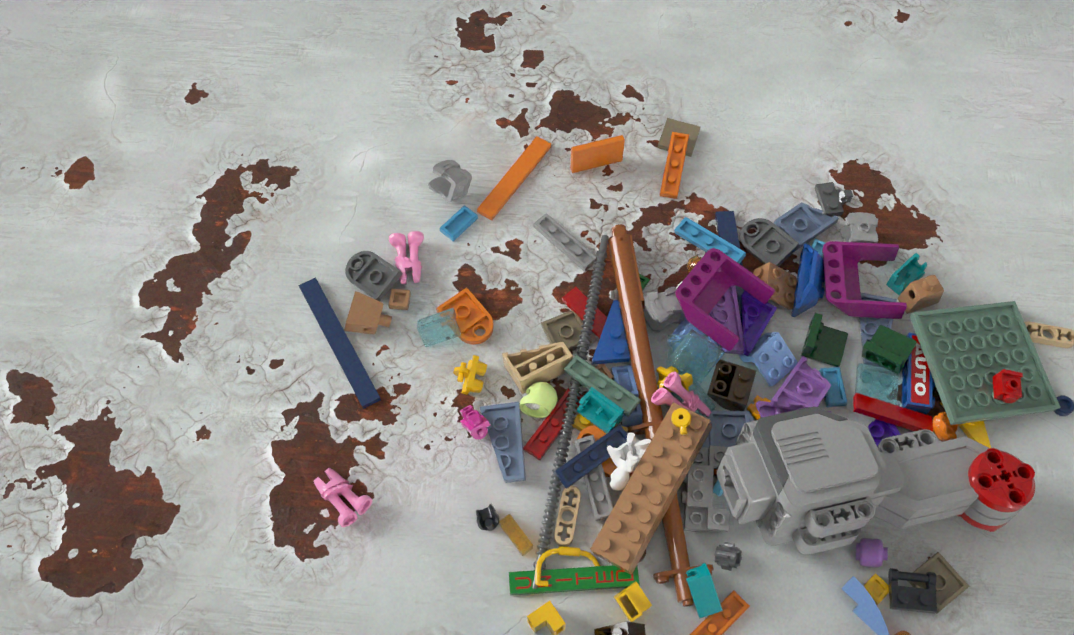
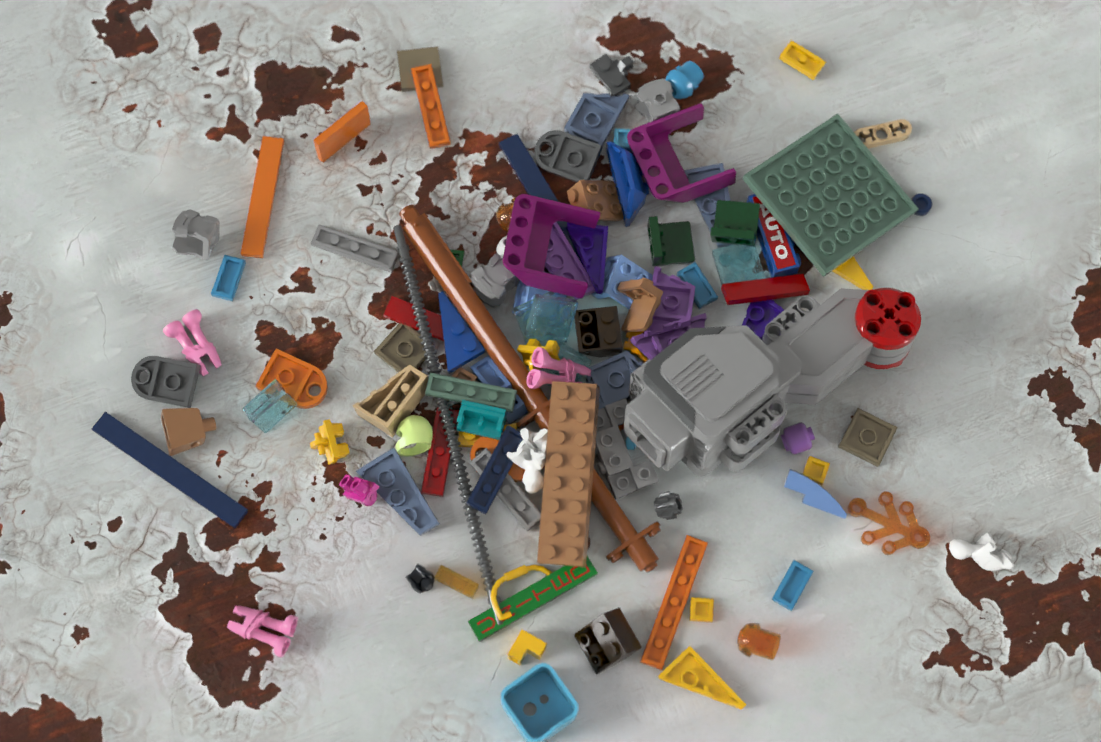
camera: 30 degrees left, 10 degrees up
(399, 299) = (211, 394): medium nougat plate -> none
(559, 529) = (507, 553): tan beam -> none
(632, 601) = (598, 591): yellow piece -> none
(681, 423) = (570, 401): yellow piece -> none
(703, 591) = (660, 550): teal hinge -> none
(707, 240) = (507, 182): dark azure plate -> none
(784, 374) = (645, 302): none -> medium nougat bracket
(891, 224) = (685, 79): none -> dark azure piece
(907, 273) = (722, 130): teal hinge -> none
(910, 597) = (849, 464): black plate -> none
(926, 293) = (747, 143): medium nougat torso -> none
(943, 429) = (818, 283): orange hair -> none
(998, 249) = (802, 60): none -> yellow plate
(1007, 386) = (861, 213): red brick -> none

